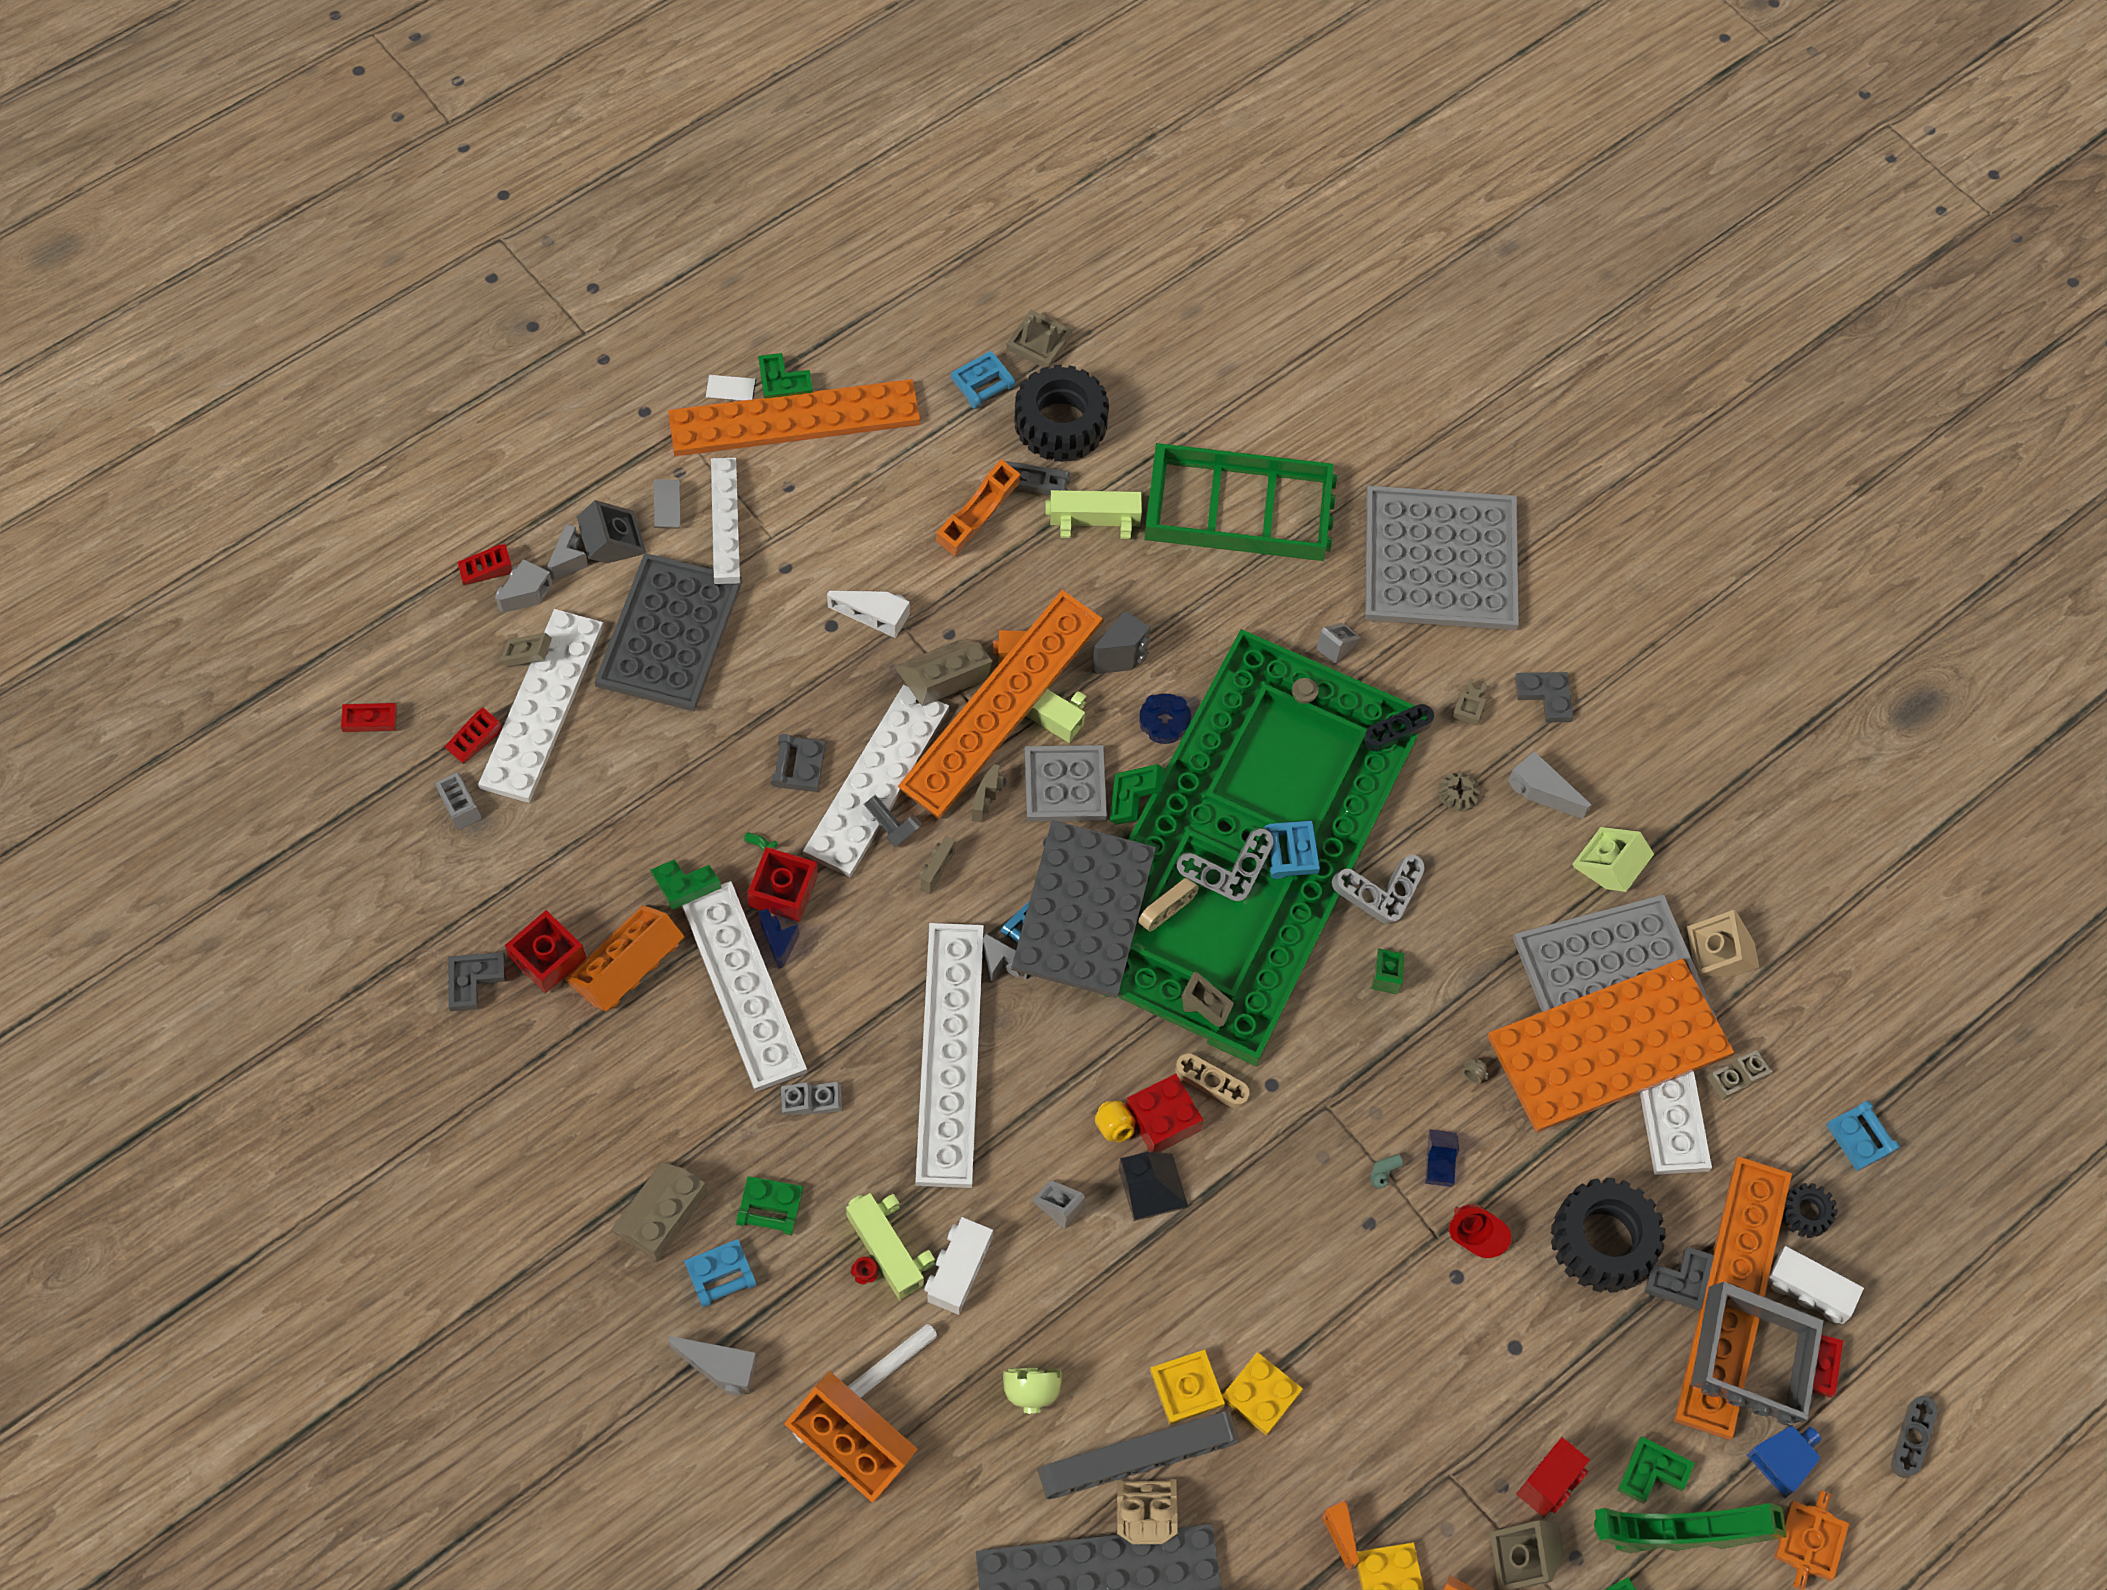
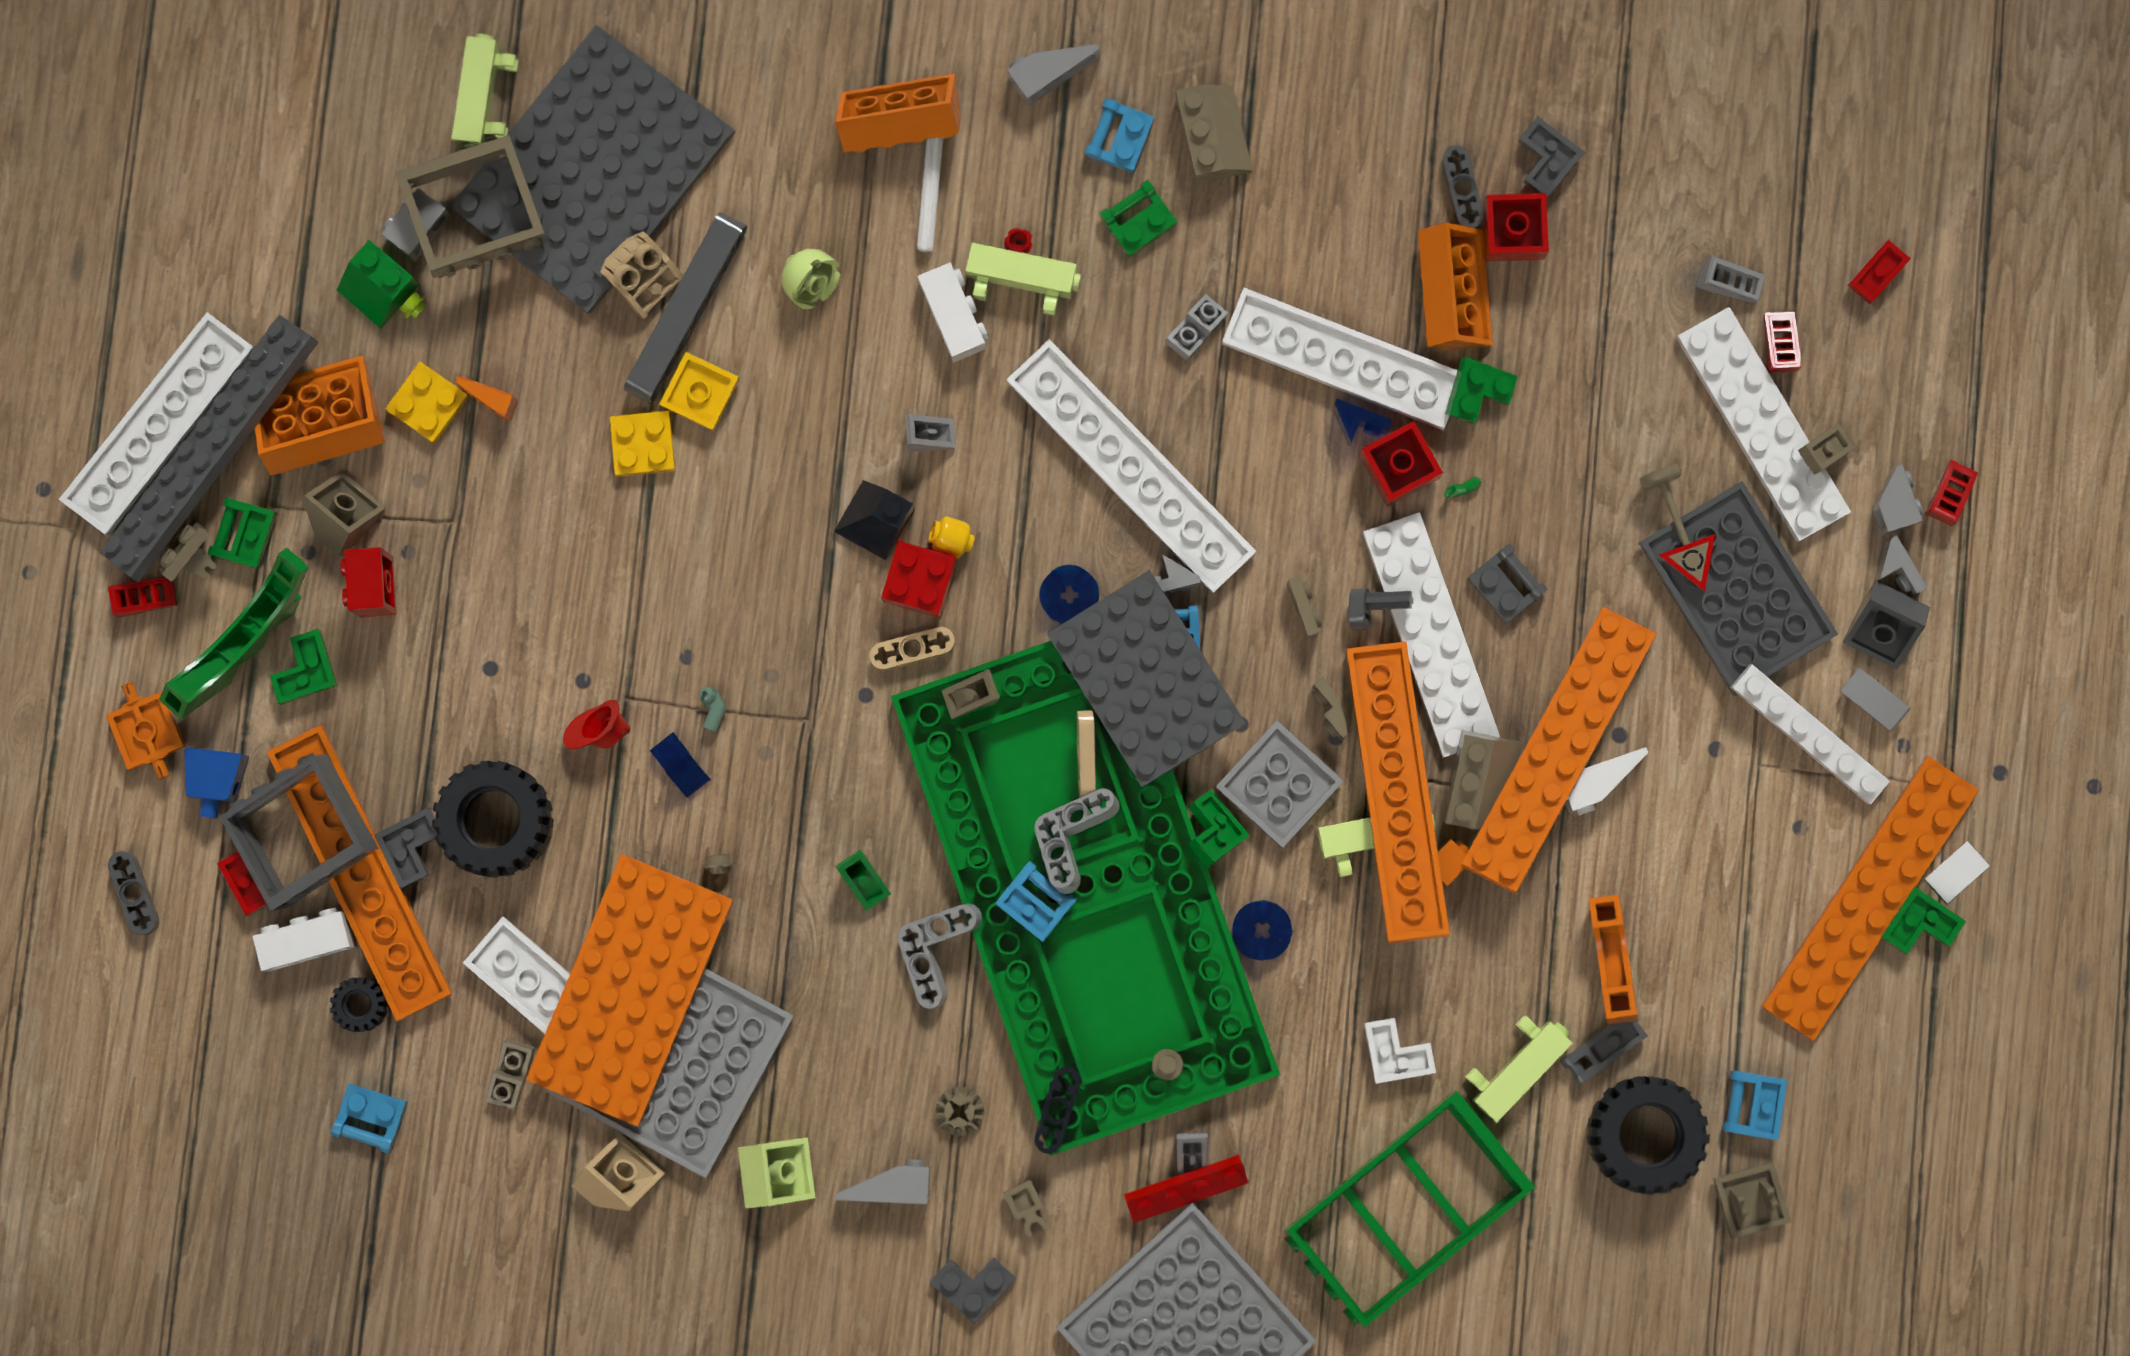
camera: 145 degrees right, 20 degrees up
(528, 1025) = (1450, 169): none -> dark grey beam
(676, 666) = (1692, 558): none -> dark tan piece
(877, 640) = (1559, 750): none -> orange plate
(1075, 1029) = (1056, 584): none -> clear blue plate
(1122, 646) = (1358, 952): dark grey slope -> none
(1163, 583) = (1389, 1060): none -> white plate
(1353, 621) = (1186, 1188): none -> red plate

